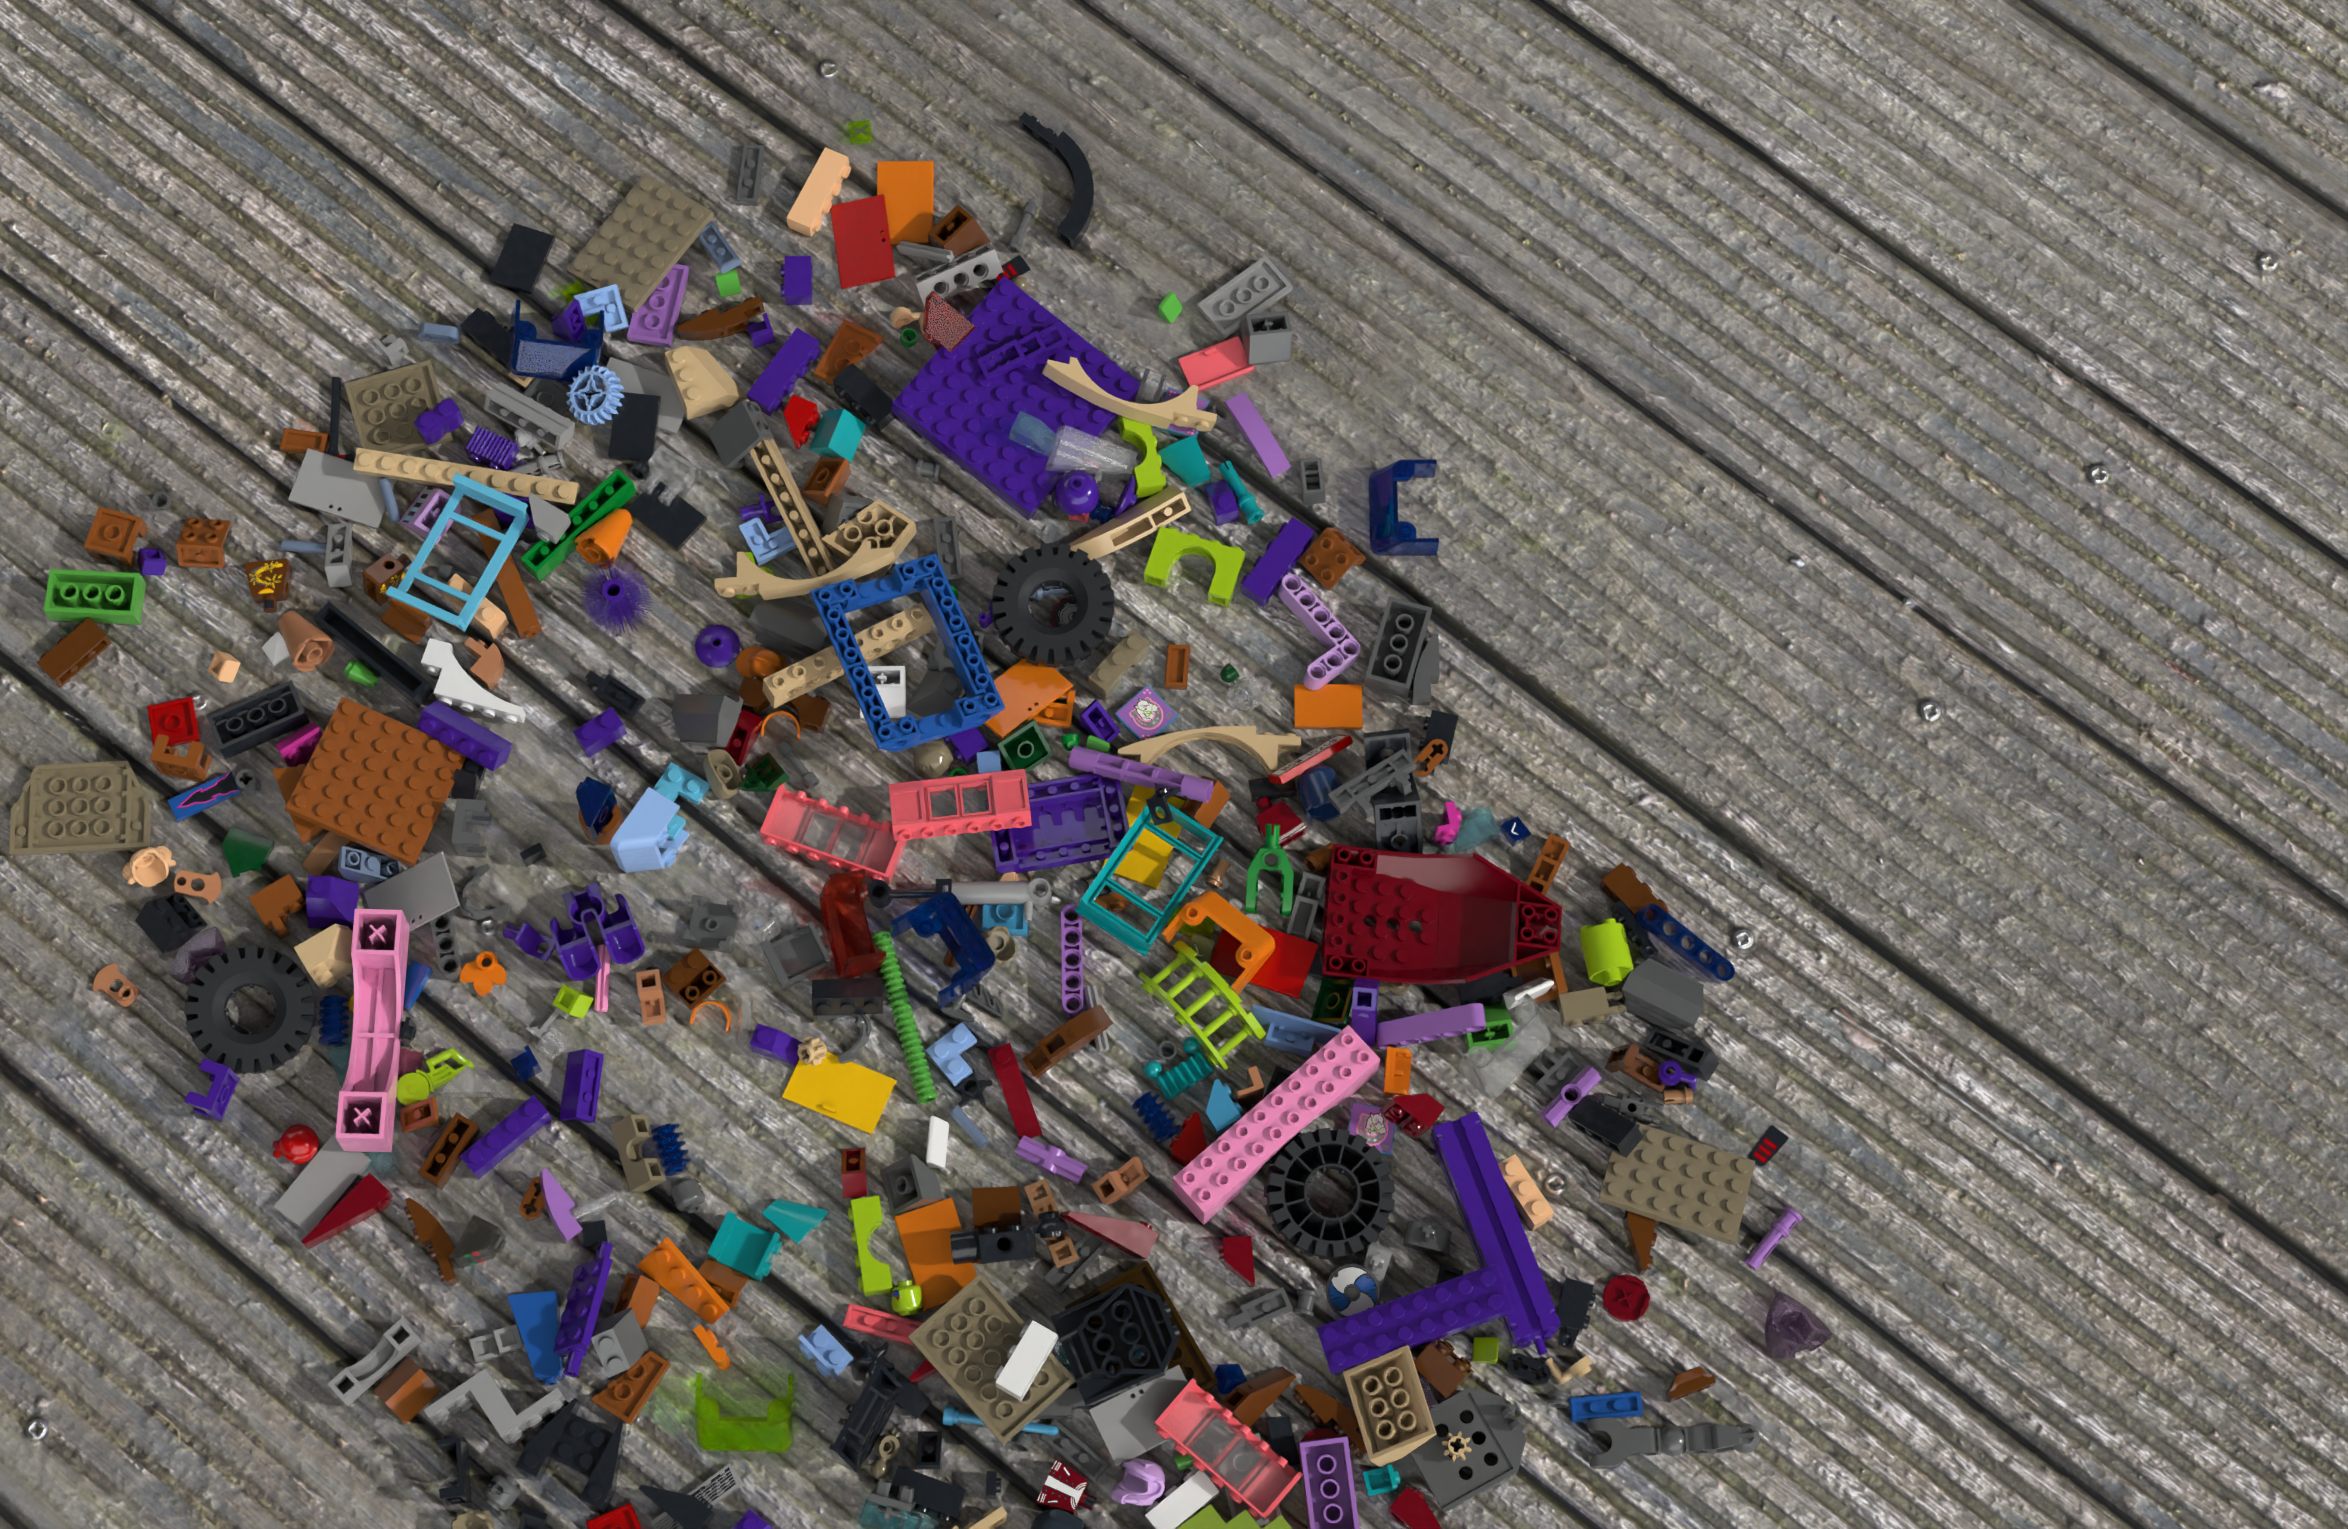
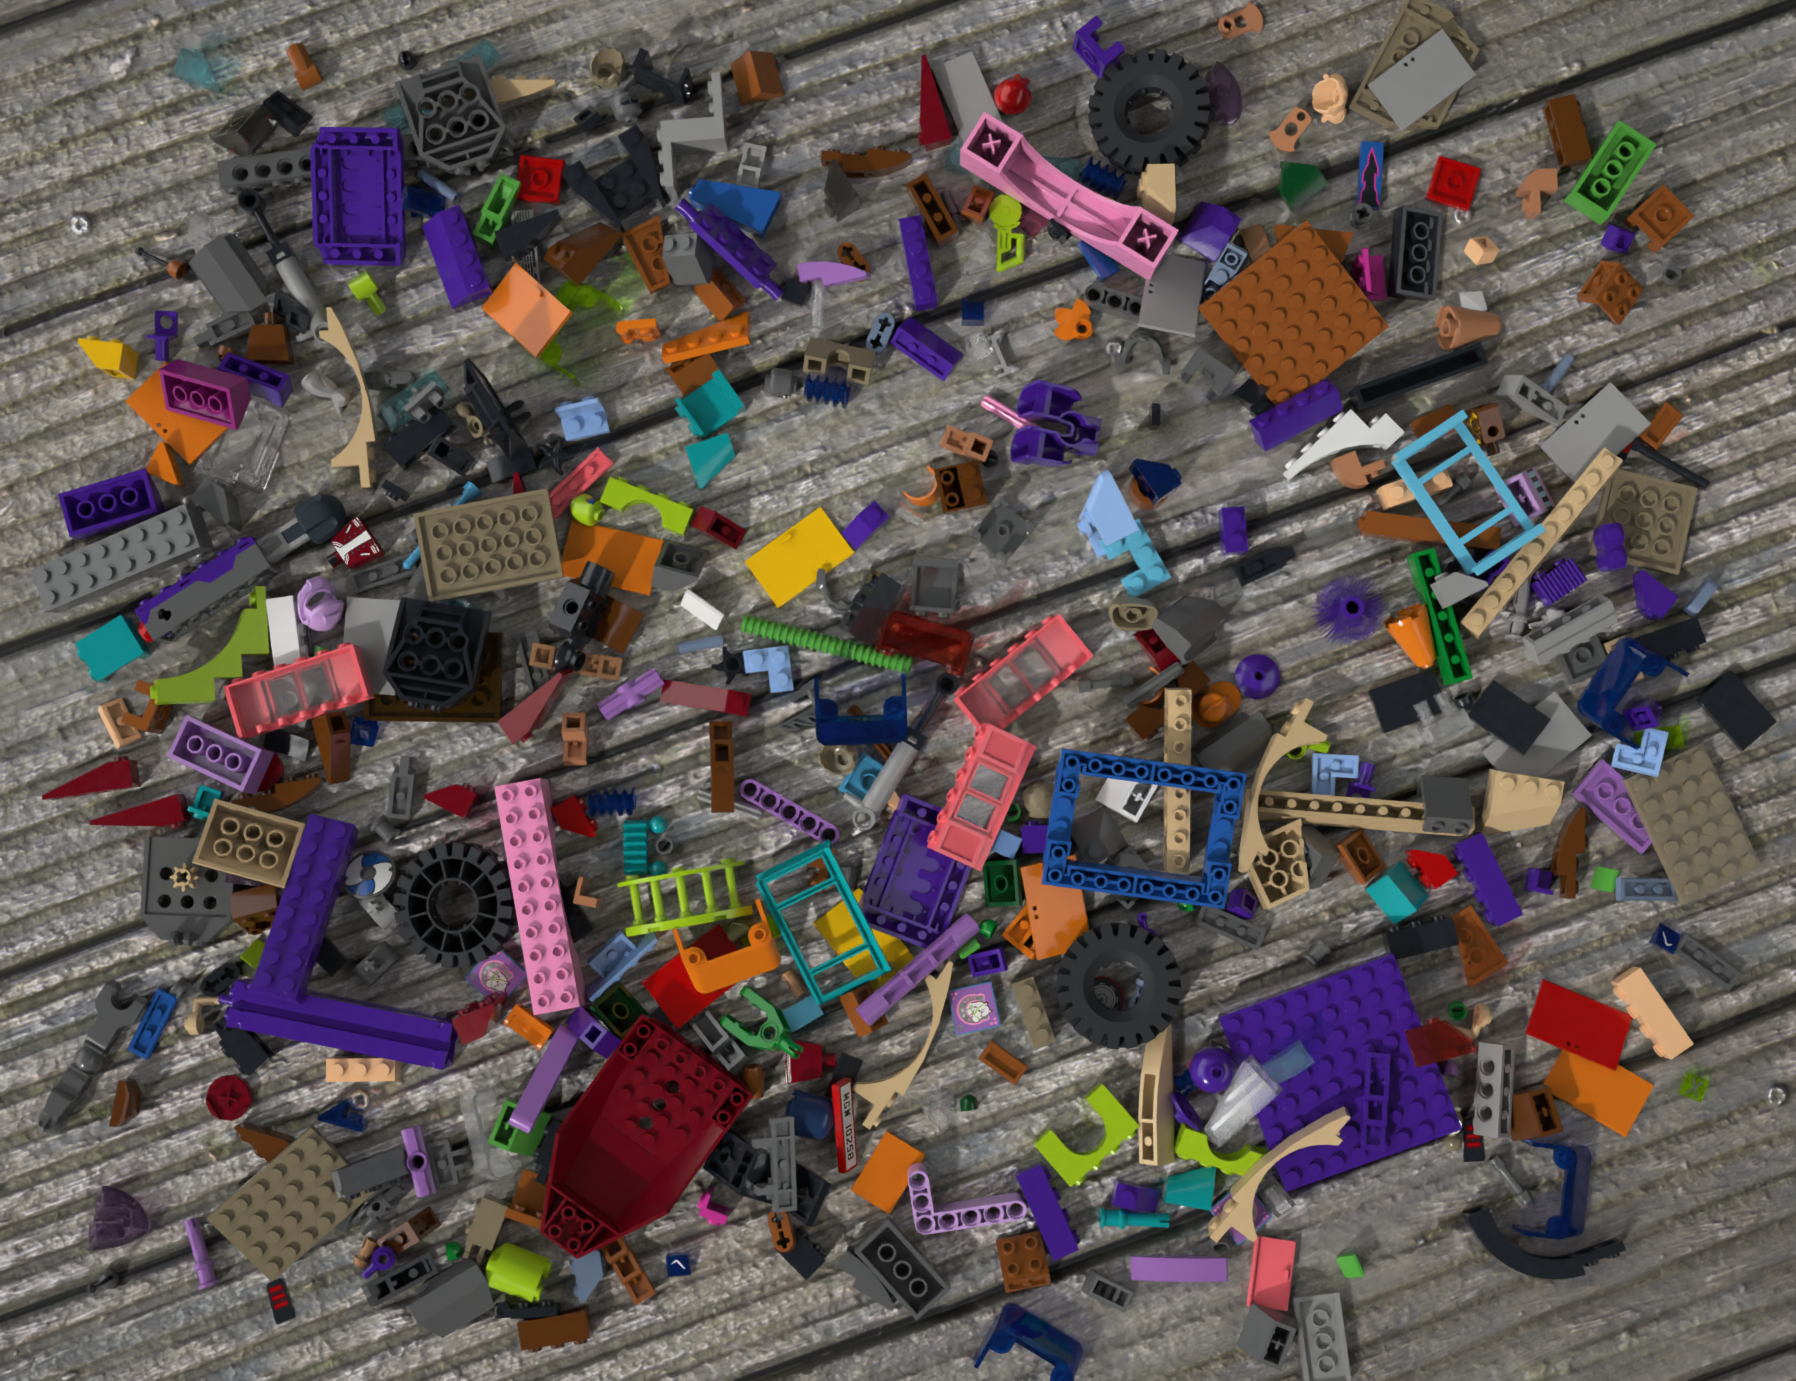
camera: 125 degrees right, 15 degrees up
(99, 797) = (1419, 85): none -> light grey container
(142, 654) = (1537, 184): none -> nougat brick
(168, 762) = (1412, 160): dark orange panel -> none
(170, 921) = (1270, 91): black slope -> none
(269, 582) = (1539, 326): reddish brown torso -> none
(276, 902) = (1236, 182): dark orange hinge -> none
(359, 673) = (1409, 357): bright green cone -> none
(389, 500) = (1559, 468): sand blue piece -> none
(391, 348) = (1710, 547): light grey panel -> none
(391, 1349) = (790, 61): light grey arch -> none
(461, 371) = (1652, 596): none -> dark purple slope
(528, 940) = (1080, 371): dark purple bracket -> none
(573, 1001) = (1003, 379): lime panel -> none
(588, 387) = (1546, 688): light blue gear -> none
(591, 1141) = (885, 335): none -> sand blue beam
(665, 1444) = (581, 252): none -> reddish brown slope
(750, 214) = (1665, 939): none -> clear blue slope
(753, 1468) = (524, 312): none -> orange container
(763, 776) = (1110, 647): dark green slope -> none
(776, 720) = (1153, 685): none -> dark grey axle
(798, 280) = (1571, 943): dark purple brick -> none
(812, 1051) = (840, 550): tan gear -> none
(922, 547) = (1242, 904): none -> dark purple slope
(925, 251) = (1533, 1074): light grey axle -> none
(977, 186) = (1576, 1163): none -> clear blue windscreen
(1025, 1360) = (465, 569): white brick -> none
(1160, 800) = (878, 968): black bracket -> none
(1221, 1108) = (577, 857): dark azure slope -> none
(1240, 852) = (802, 1013): none -> medium azure slope
(1477, 829) = (698, 1232): clear light blue slope -> none
(1534, 989) = (525, 1181): white slope -> none
(1572, 897) = (588, 1273): none -> sand blue slope
(1577, 1190) = (339, 1116): none -> clear blue slope
(1627, 1023) = (453, 1250): none -> green hinge
(1674, 940) = (476, 1351): clear blue beam -> none
(1850, 1305) = (105, 1281): none -> dark grey hinge

